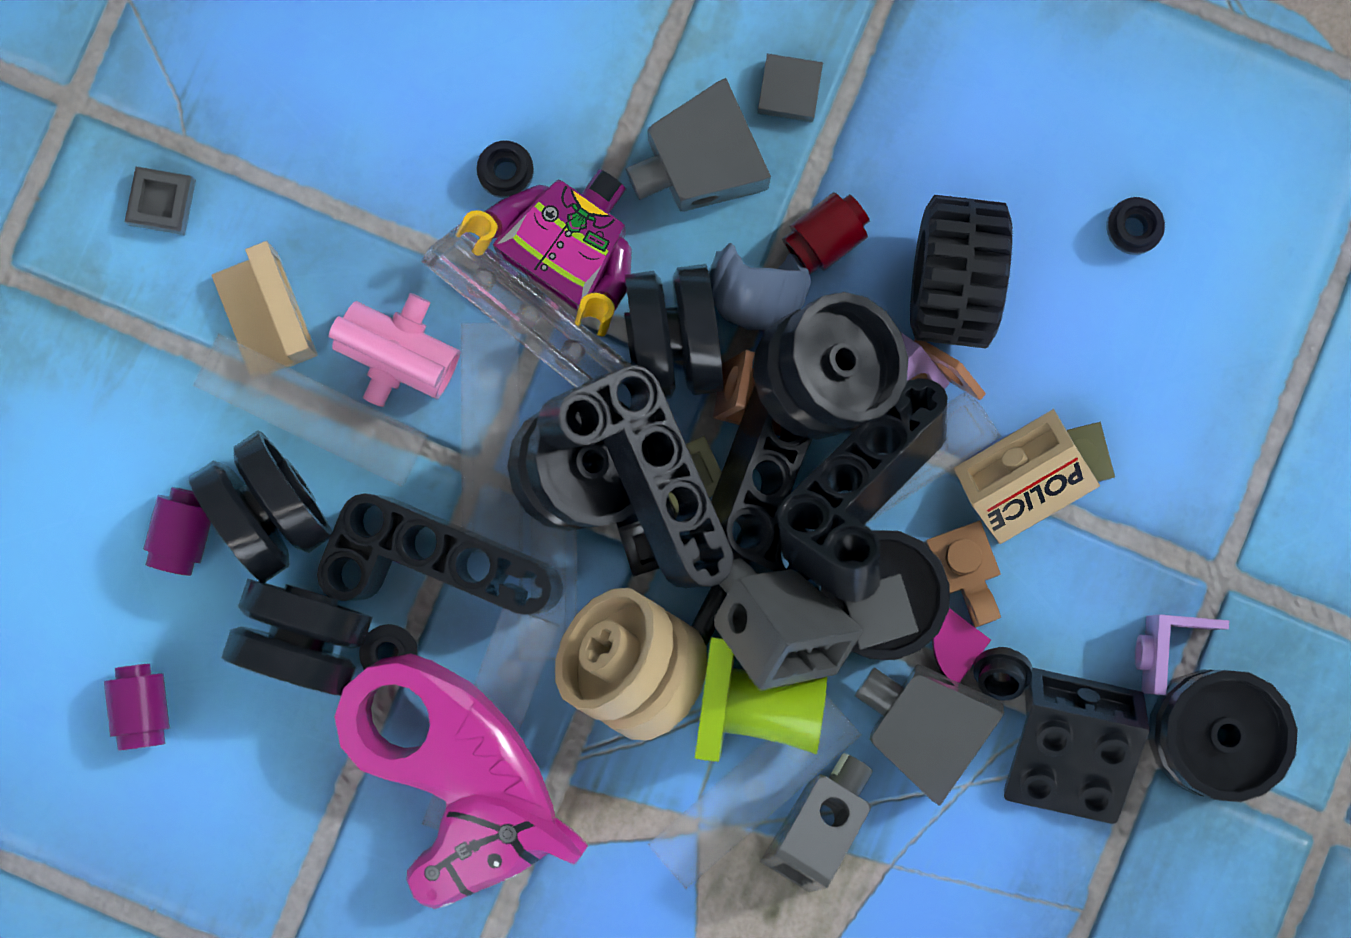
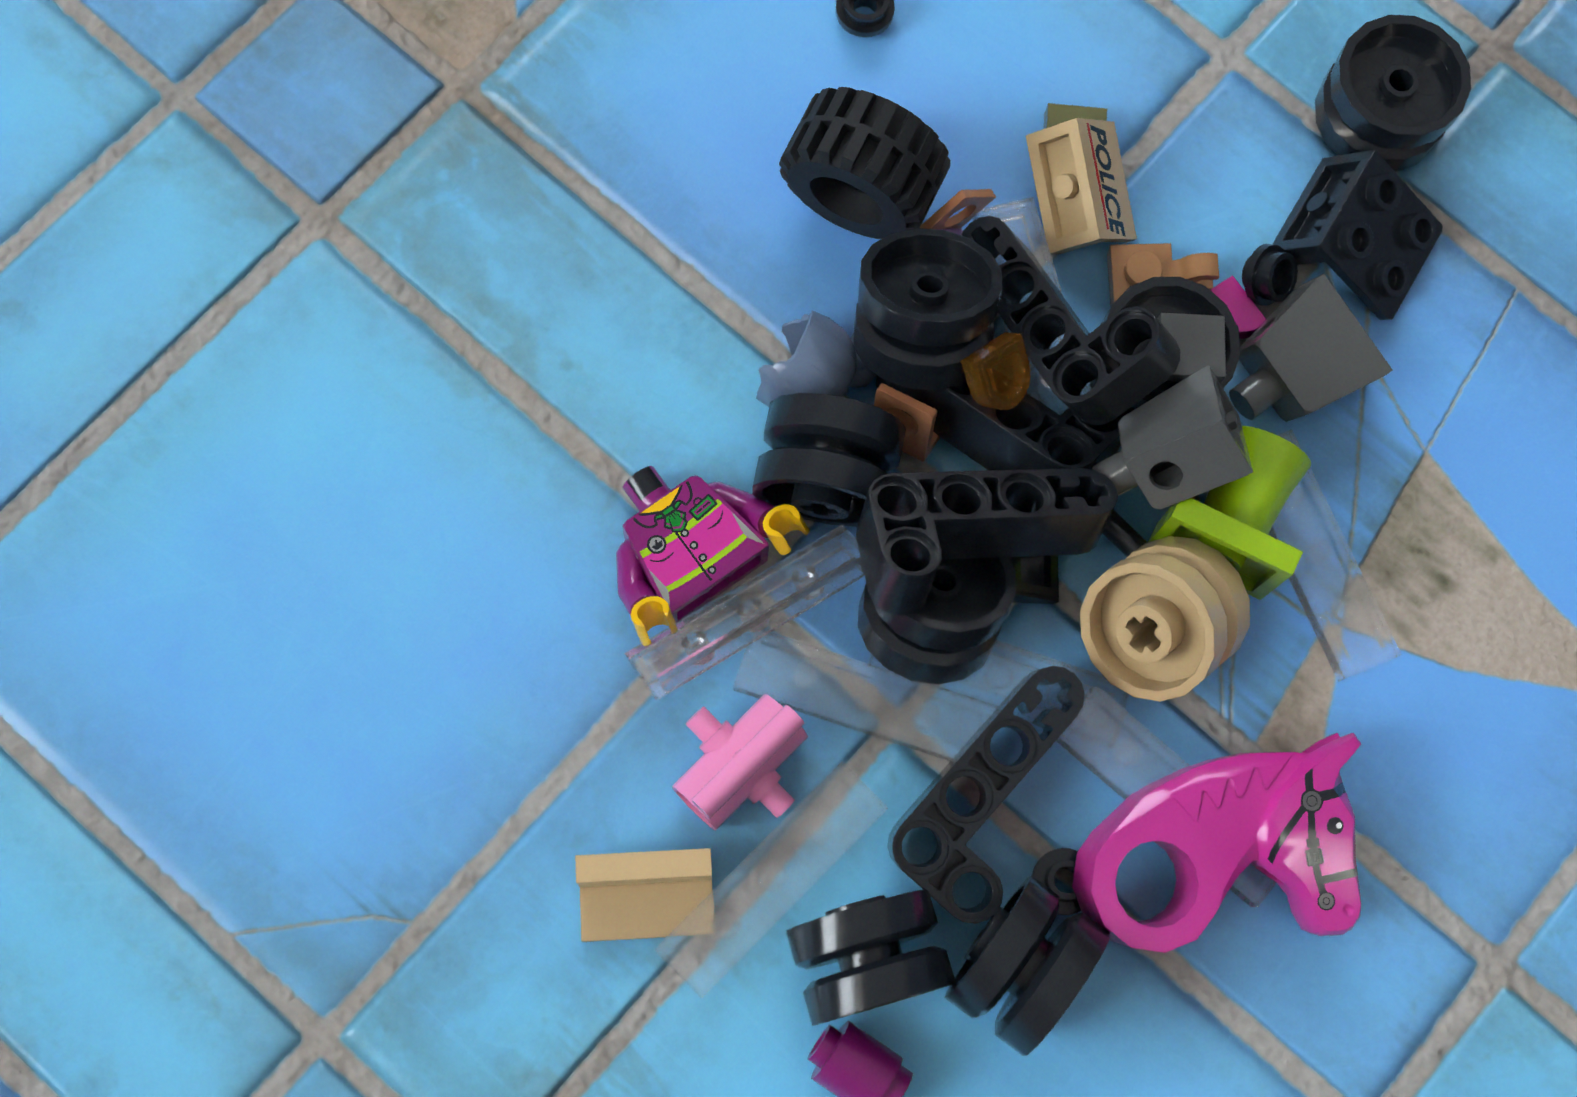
camera: 75 degrees left, 10 degrees down
(160, 200) = (476, 971): dark grey tile -> none
(505, 152) = (579, 567): black plate -> none
(702, 153) = (644, 378): dark grey torso -> none
(790, 87) = (605, 276): dark grey tile -> none
(792, 448) = (998, 372): none -> clear orange tile
(807, 847) = (1382, 494): torso -> none
(827, 232) = (770, 286): dark red brick -> none
(1153, 647) = (1287, 127): lavender bracket -> none

